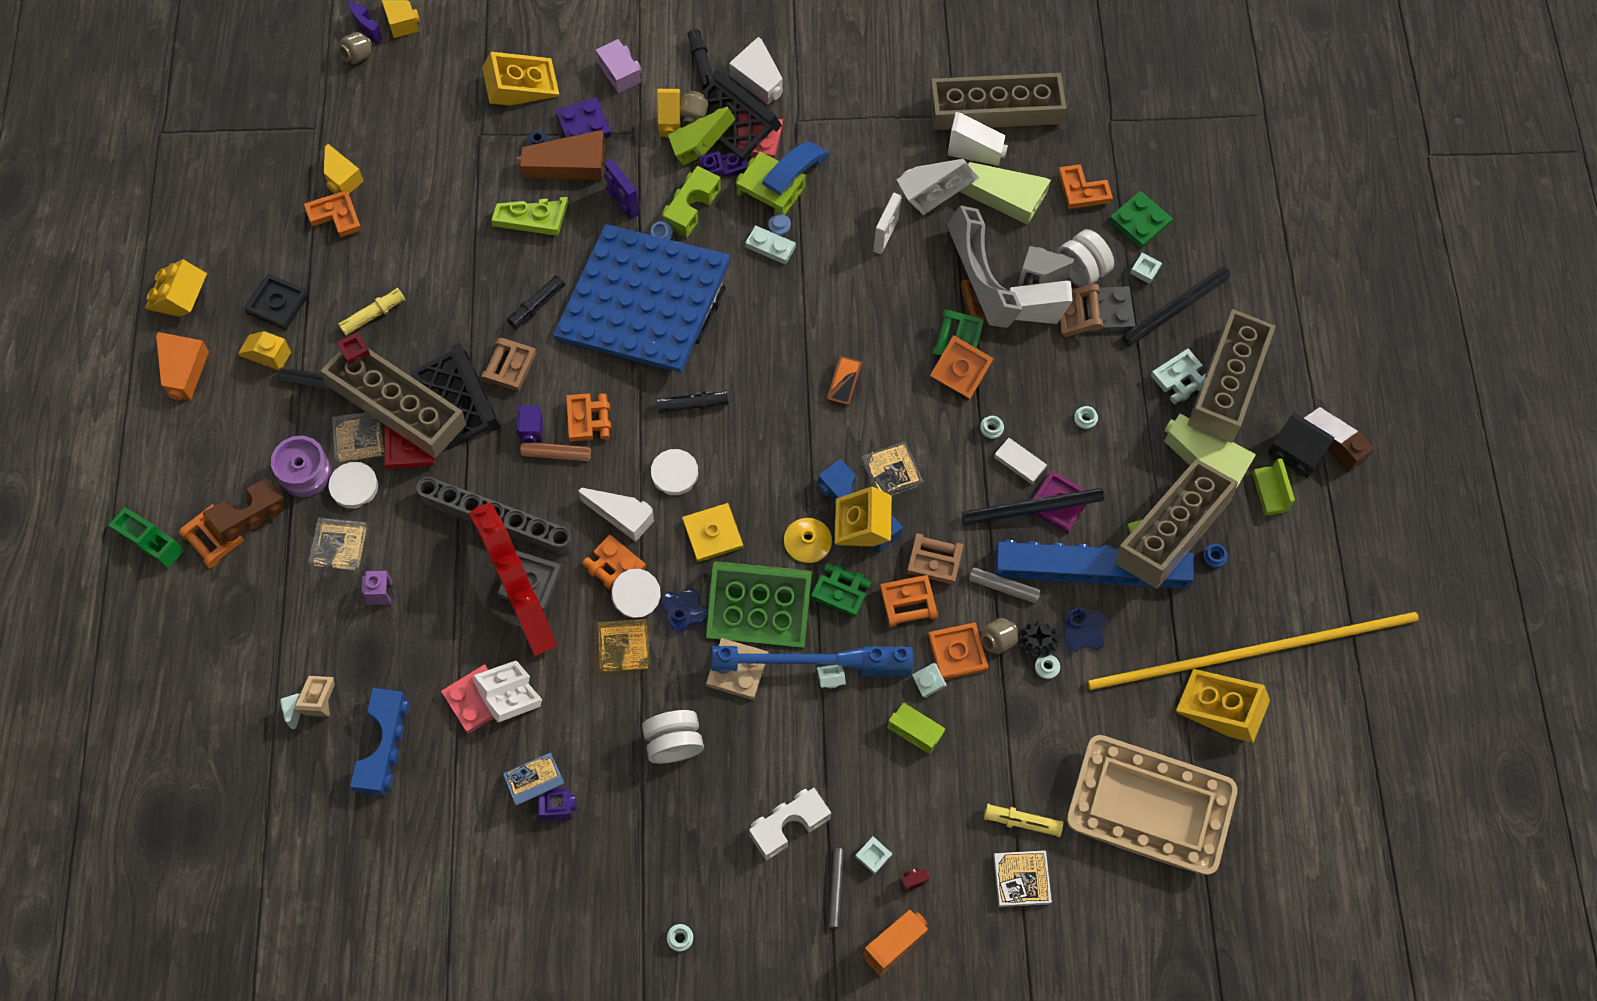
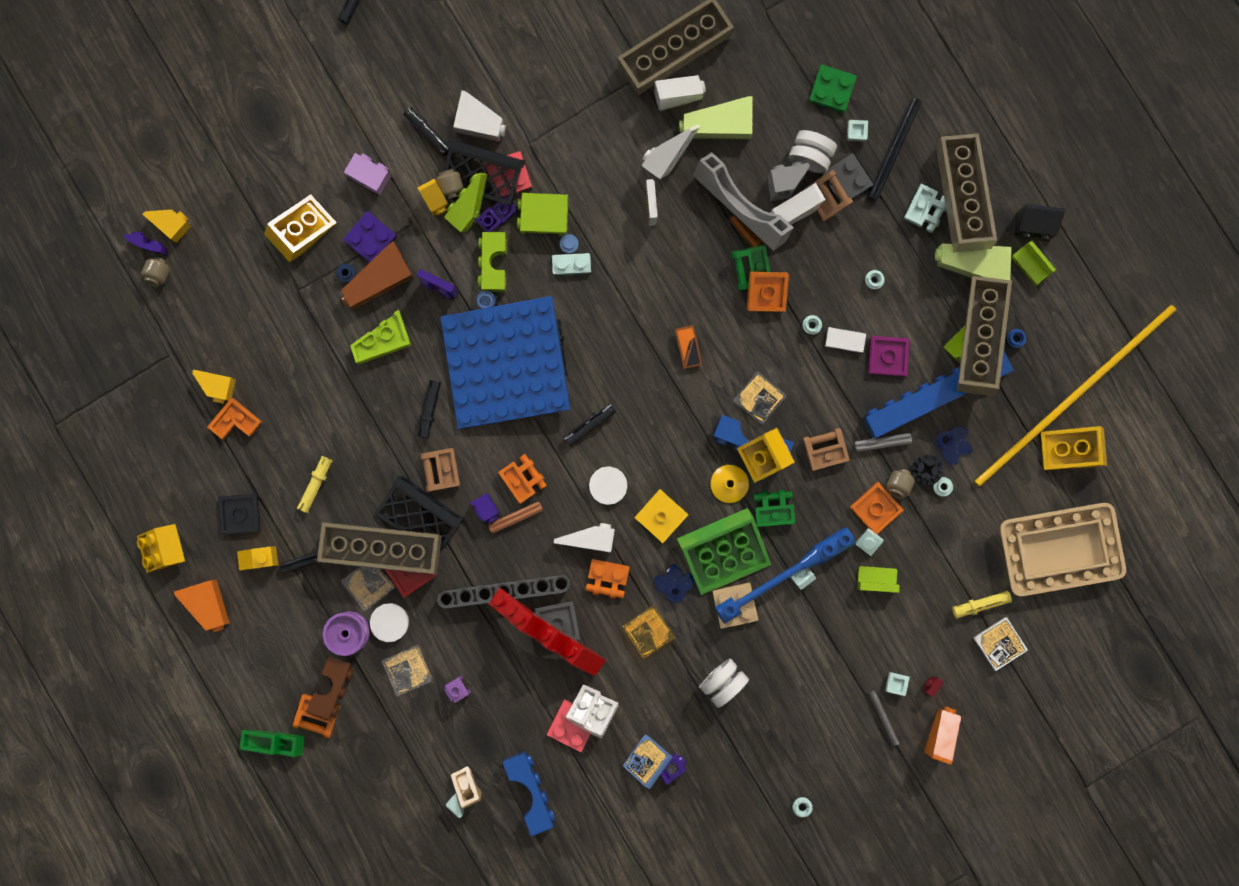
camera: 25 degrees left, 20 degrees up
(353, 348) = (330, 533): dark red plate -> none
(635, 593) = (636, 592): white tile -> none
(794, 164) = (555, 191): blue slope -> none
(806, 808) = (835, 678): white arch -> none
(907, 593) = (820, 487): orange plate -> none
(1033, 506) = (874, 373): black axle -> none
(1080, 193) = (777, 91): orange plate -> none
(1349, 444) = (1060, 196): reddish brown slope -> none

